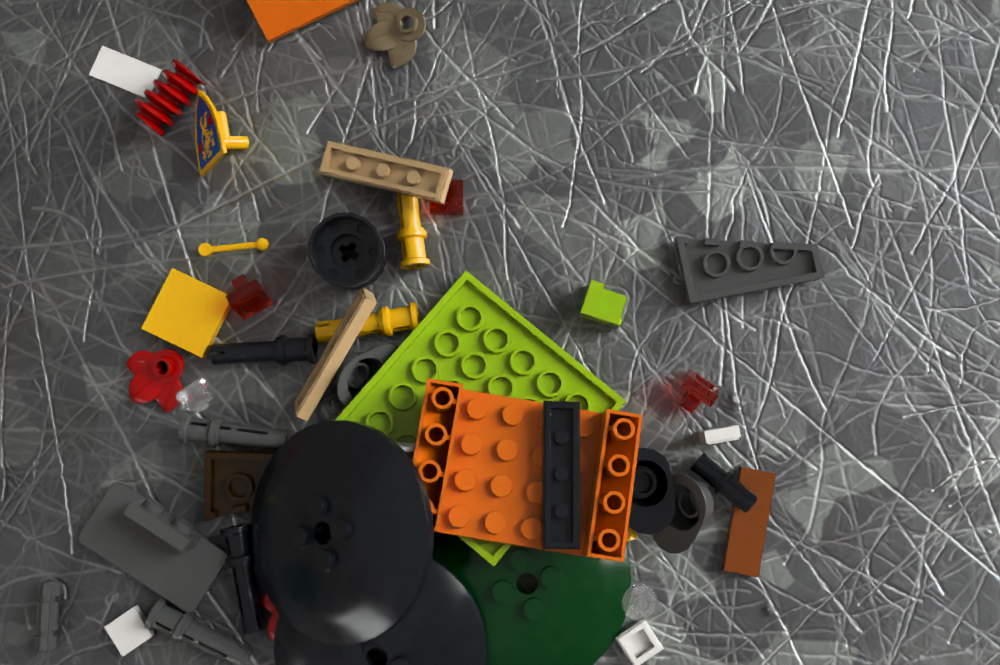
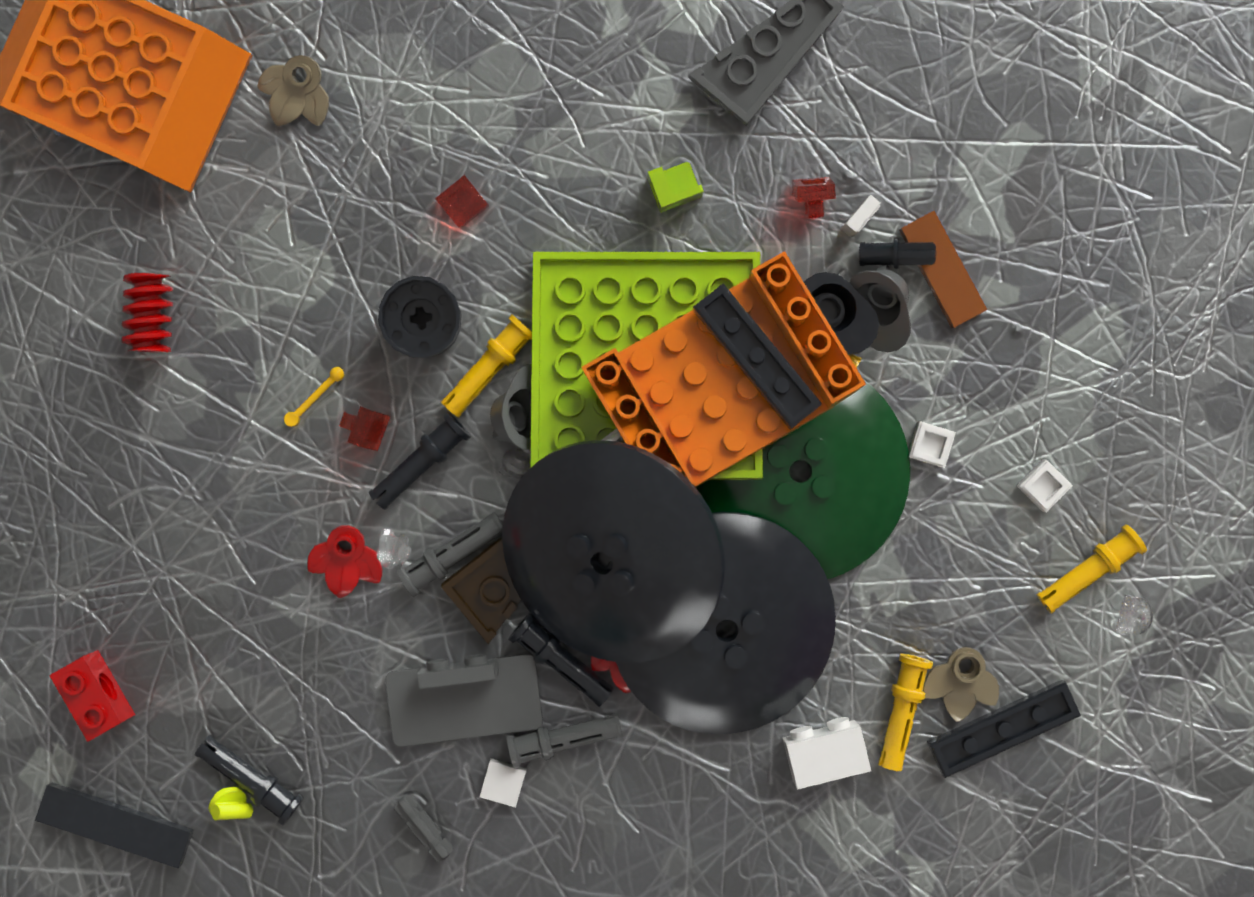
camera: 45 degrees left, 5 degrees up
(124, 71) = (84, 323): white sticker -> none
(187, 313) = (324, 484): yellow tile -> none
(213, 135) = (213, 315): shield -> none
(334, 353) = (482, 413): tan tile -> none
(386, 172) = (392, 222): tan tile -> none
(411, 234) = (459, 258): yellow pin -> none
(639, 602) = (905, 410): clear plate -> none

